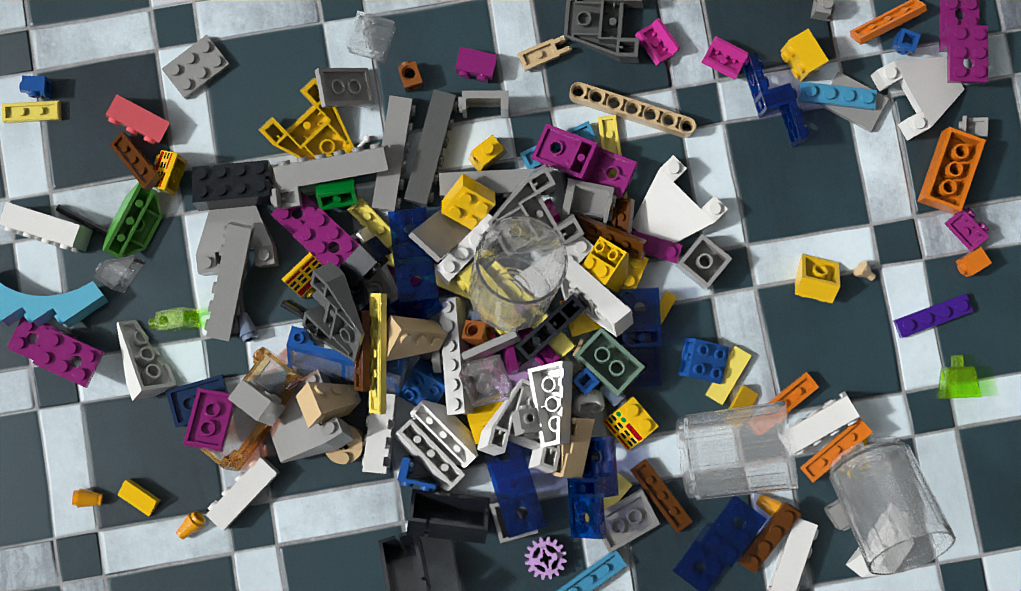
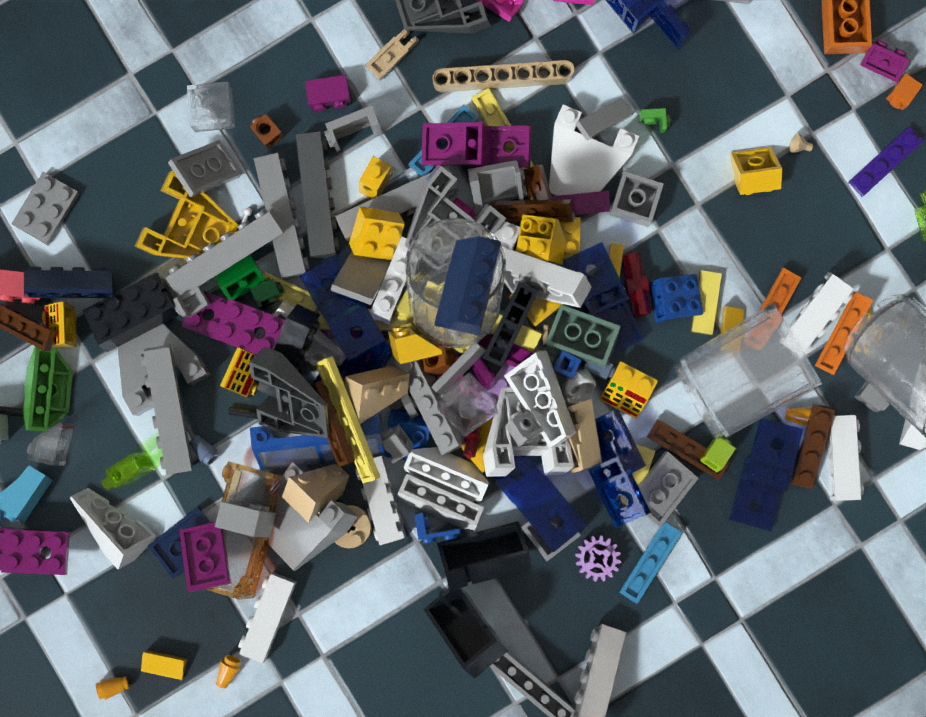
camera: 15 degrees left, 0 degrees up
(188, 139) = (66, 283): none -> dark blue slope
(354, 215) = (267, 292): none -> dark green brick
(412, 389) = (396, 442): none -> light grey brick
(458, 311) = (410, 345): none -> yellow slope
(476, 415) = (471, 443): none -> dark red axle
(525, 282) = (468, 284): none -> dark blue slope
(674, 335) = (636, 284): none -> dark red piece
(684, 510) = (718, 453): none -> lime brick
(703, 181) = (604, 118): none -> light grey tile
(745, 196) = (651, 116): none -> bright green bracket

